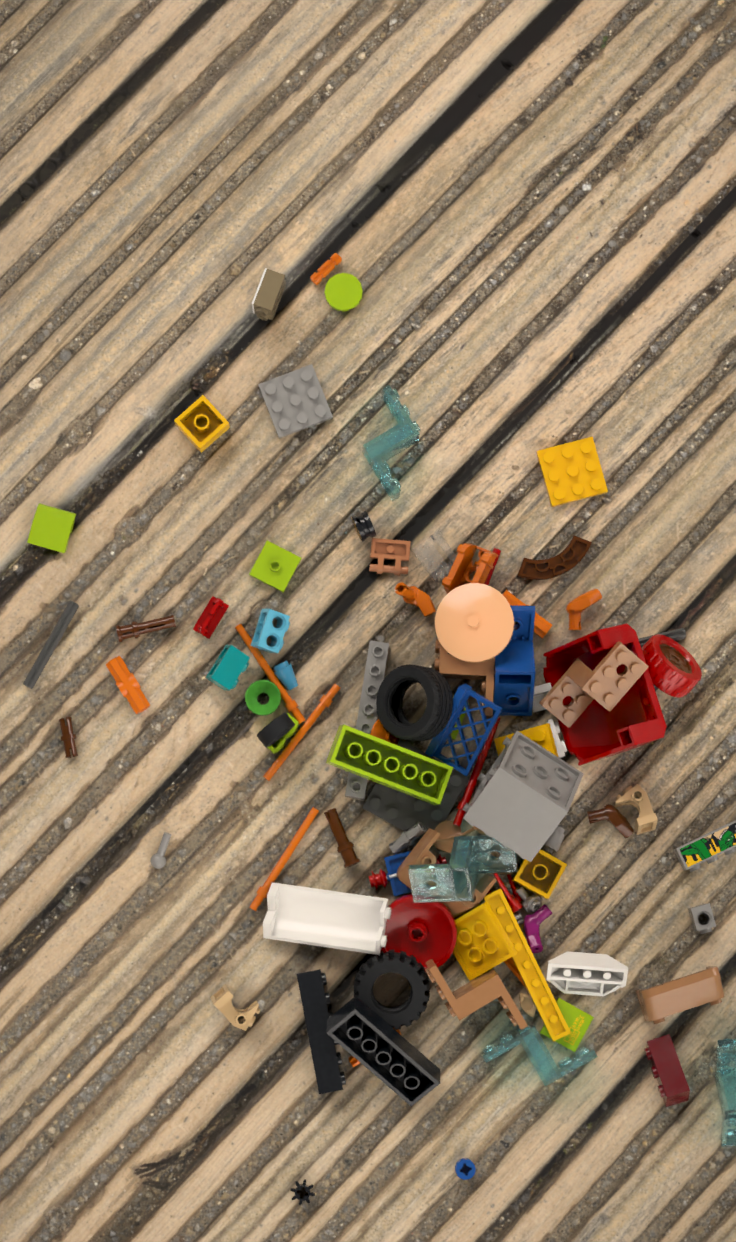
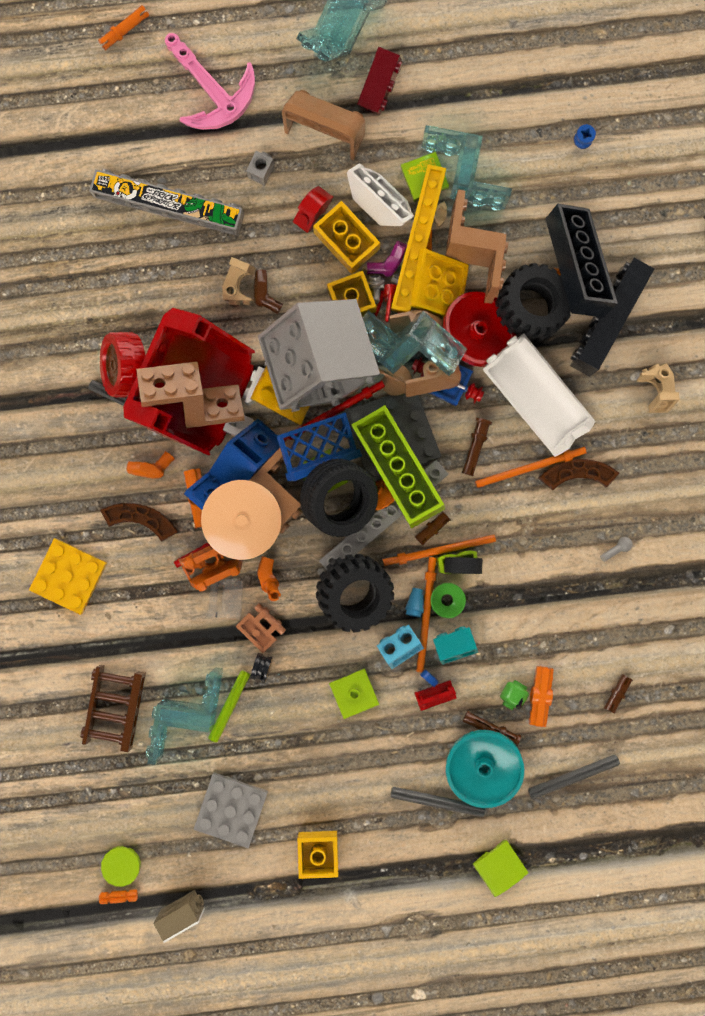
camera: 135 degrees left, 5 degrees up
(127, 592) = (484, 768): none -> teal dish
(141, 538) = (436, 801): none -> dark grey axle
(149, 668) = (514, 695): none -> bright green head
(227, 626) = (429, 678): none -> blue tile
(244, 889) = (578, 468): none -> reddish brown tile
(319, 634) = (368, 610): none -> black tyre
(321, 744) = (432, 528): none -> reddish brown pin
(363, 477) = (229, 706): none -> lime axle
(407, 838) = (427, 404): light grey pin -> none
(431, 403) = (128, 720): none -> reddish brown fence
(584, 917) = (346, 237): none -> yellow brick
(632, 919) = (311, 207): none -> red brick

